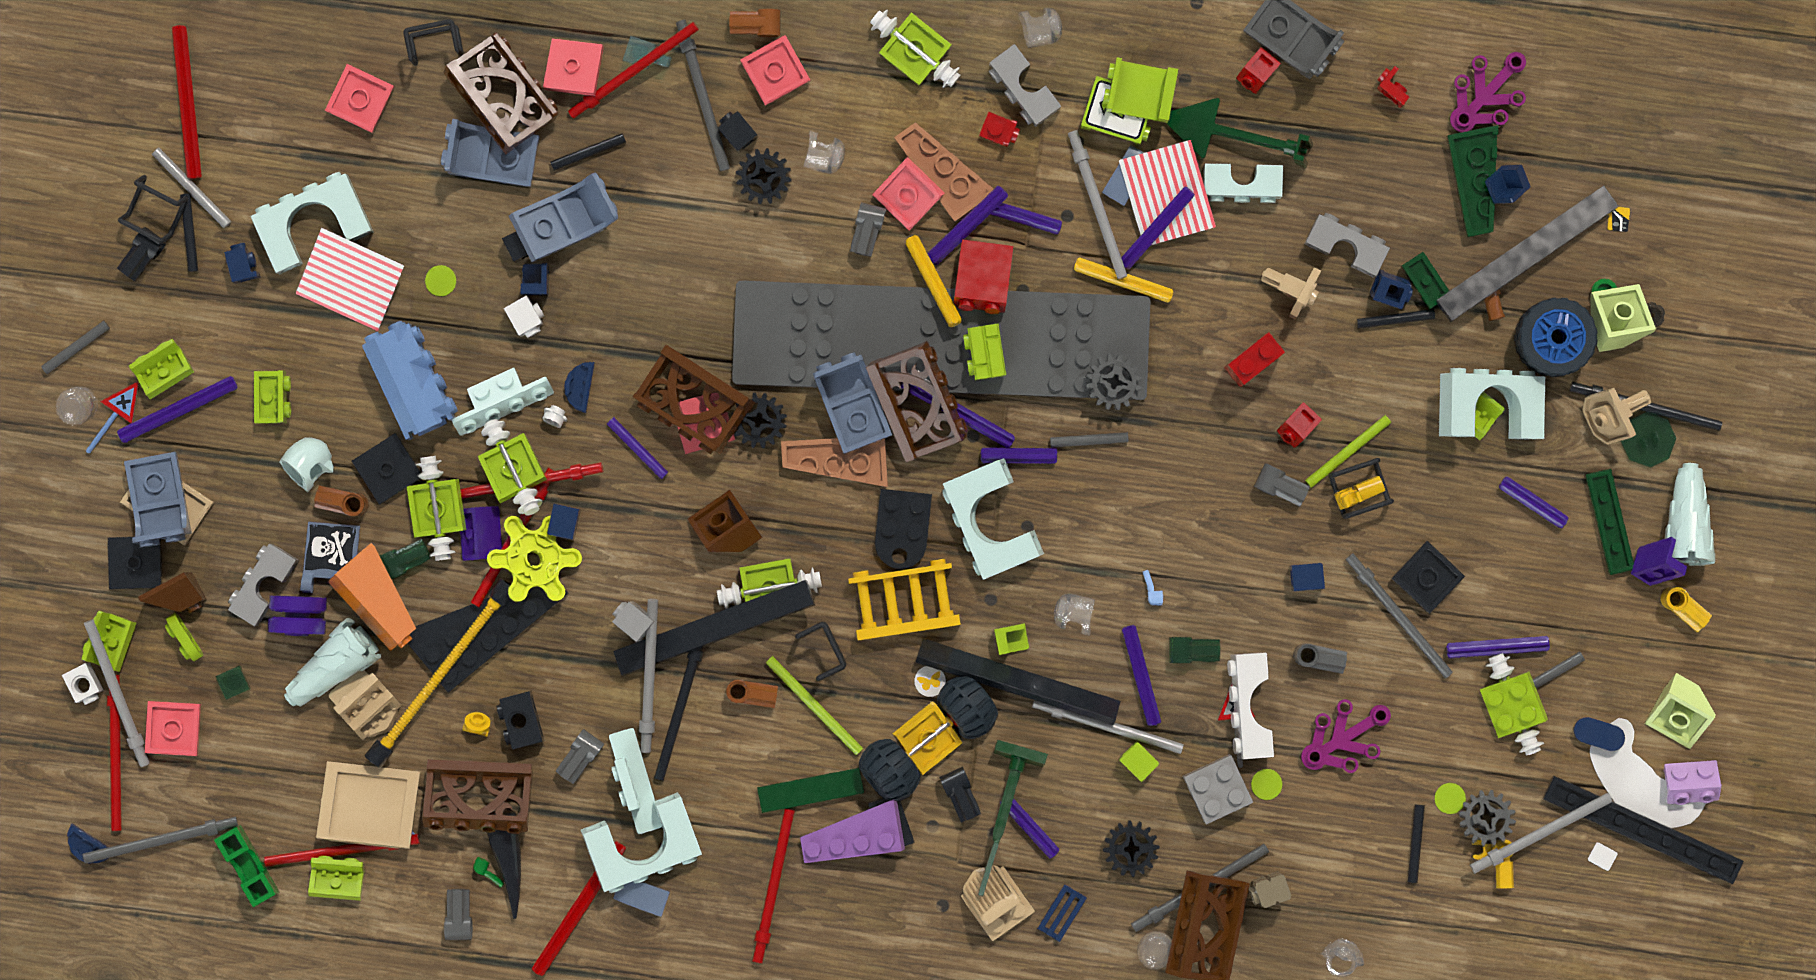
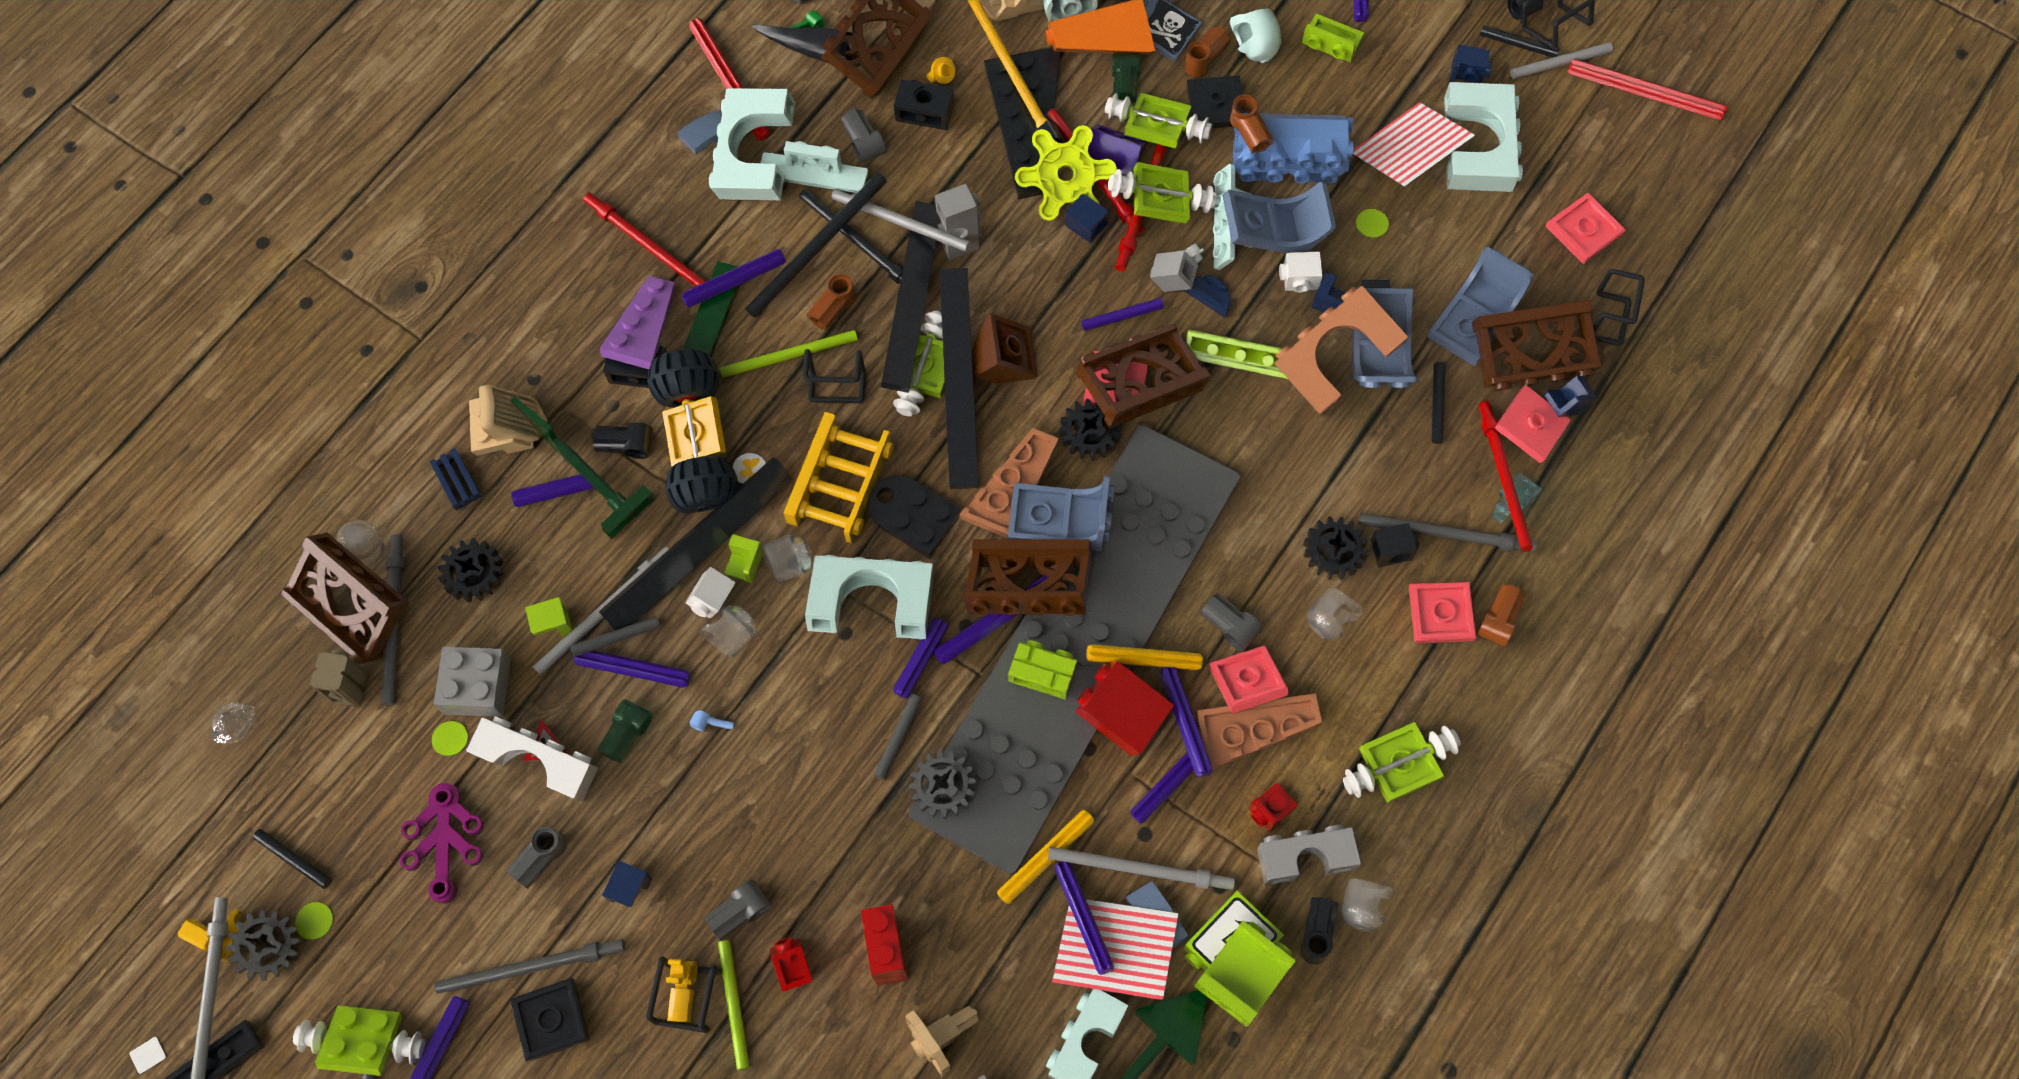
camera: 115 degrees right, 20 degrees down
(429, 412) = (1250, 125): none -> dark orange piece
(491, 356) = (1280, 224): none -> sand blue bracket
(534, 46) = (1571, 398): none -> dark blue panel
(560, 248) = (1356, 312): none -> nougat arch
(581, 422) = (1174, 271): none -> light grey brick
(623, 332) = (1234, 352): none -> lime slope
(706, 735) = (816, 245): none -> black piece
(769, 549) = (958, 379): none -> black tile
(773, 787) = (733, 278): none -> dark purple axle
(993, 602) = (787, 557): none -> clear helmet
(1055, 646) = (709, 593): none -> white brick
(1073, 54) = (1319, 928): none -> black piece
(1126, 702) = (614, 636): none -> dark grey bar

